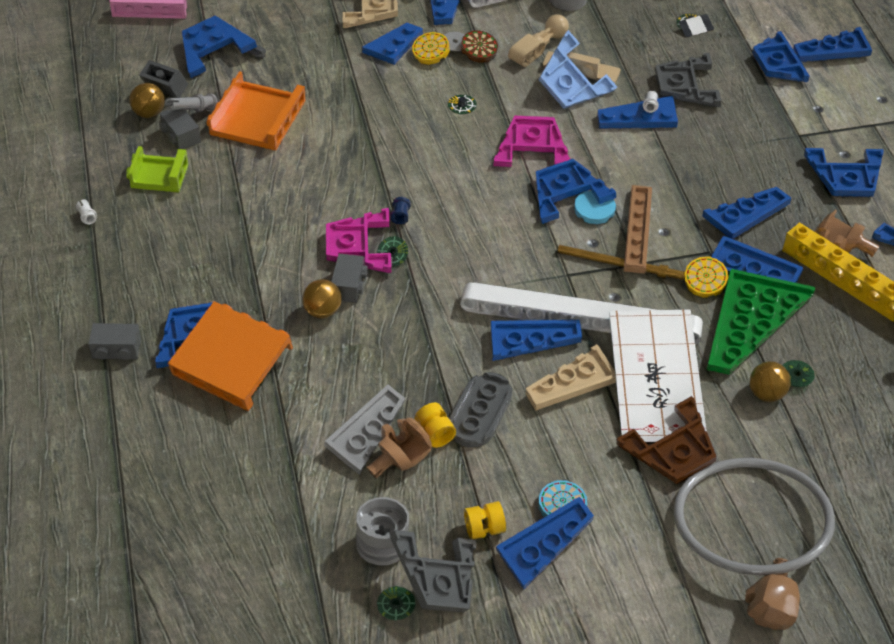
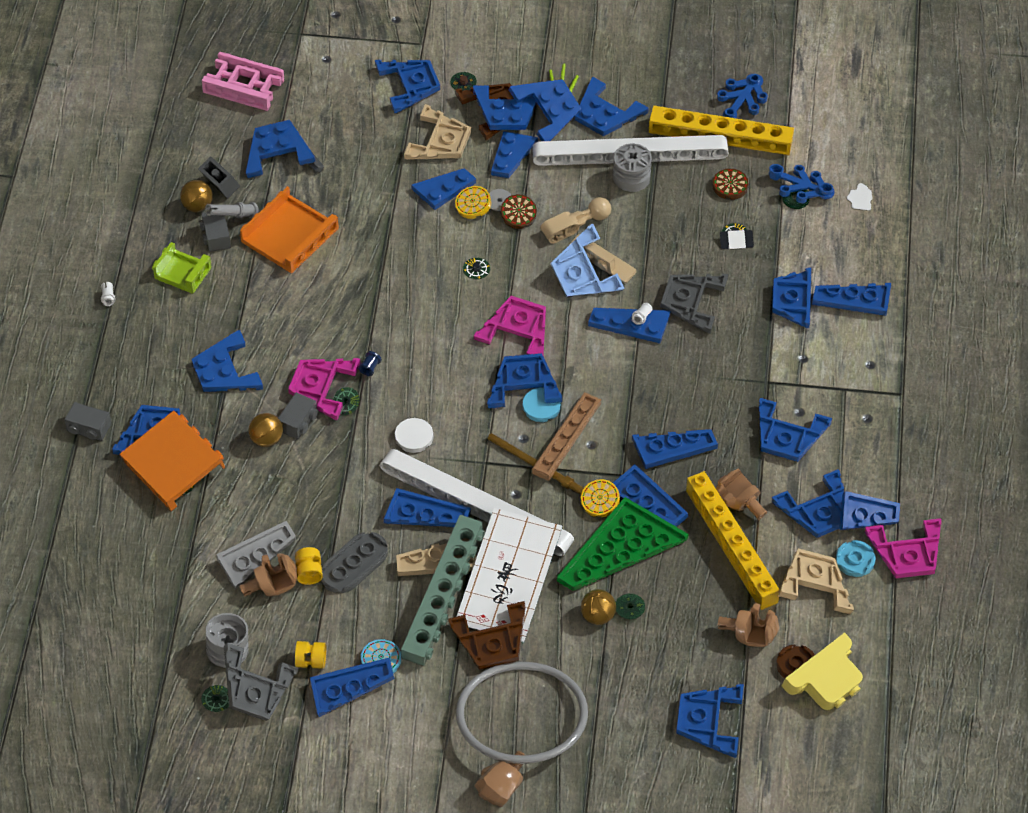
camera: 20 degrees right, 5 degrees up
(239, 257) = (216, 368): none -> blue wing
(480, 266) = (414, 435): none -> white tile
(596, 482) = (420, 652): none -> sand green brick

